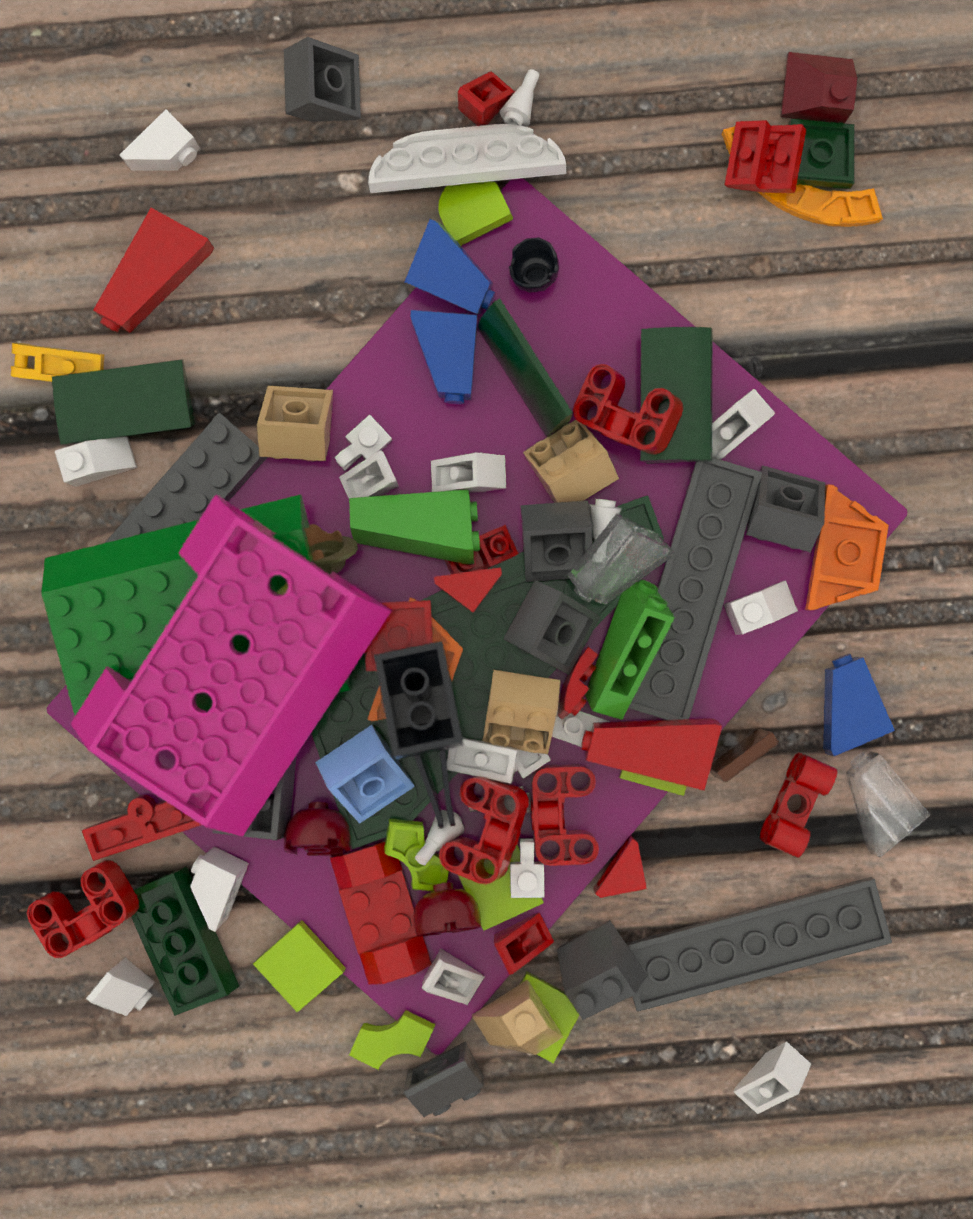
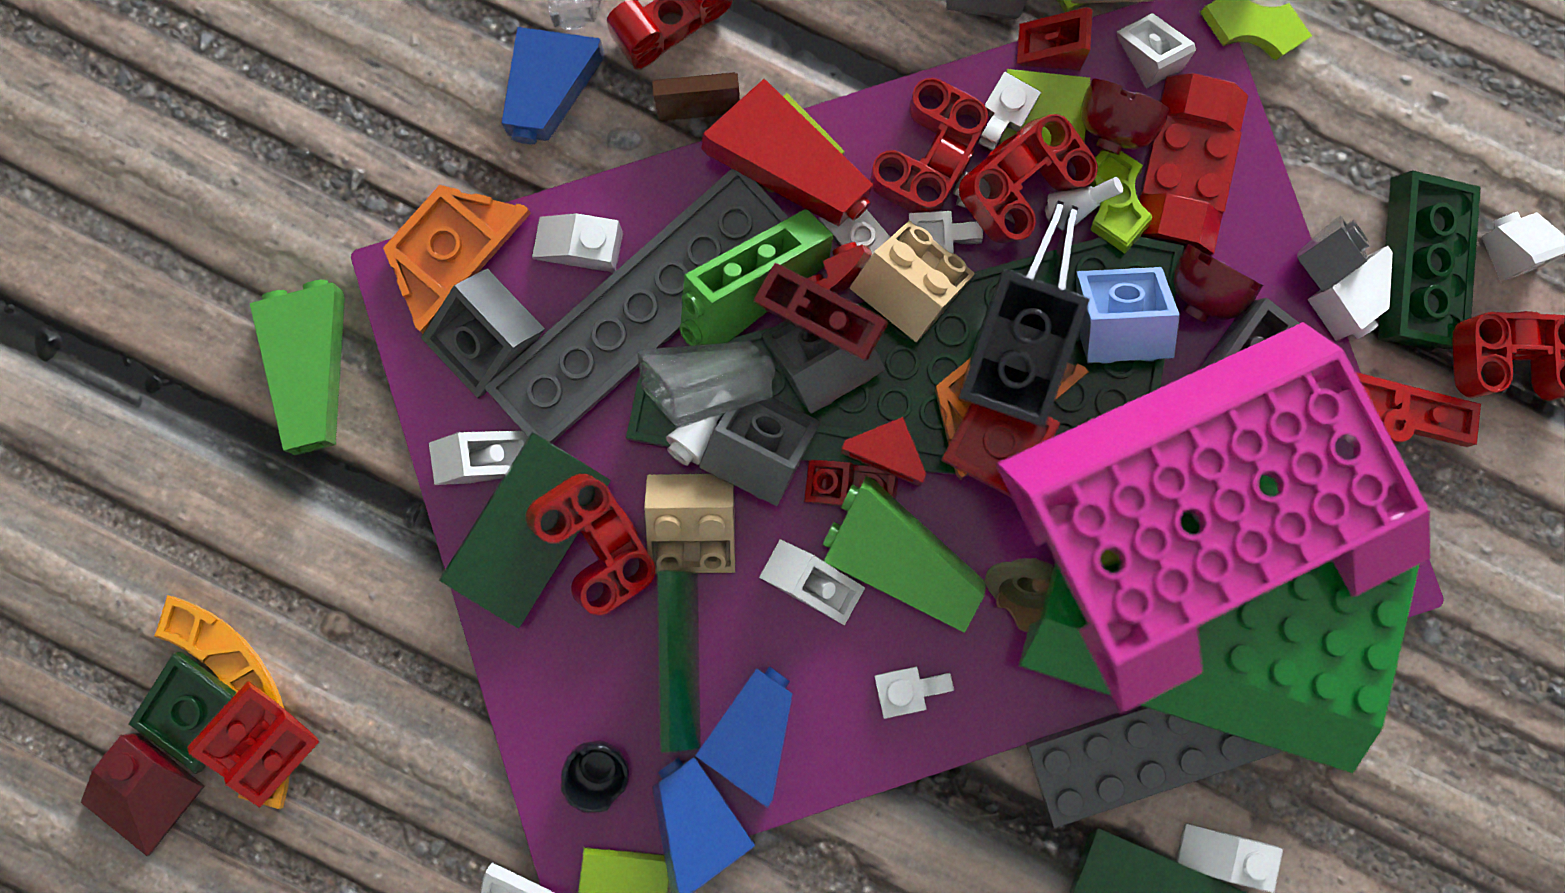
camera: 150 degrees left, 5 degrees down
(248, 905) = (1334, 253): none -> dark grey slope
(295, 423) = (974, 759): tan slope -> none
(299, 966) = (1313, 159): lime tile -> none
(369, 477) = (927, 643): white slope -> none
(483, 760) = (982, 250): white plate -> none
(568, 646) = (820, 312): none -> dark red slope
(623, 873) = (902, 51): red slope -> none
(893, 420) = (302, 361): none -> bright green slope

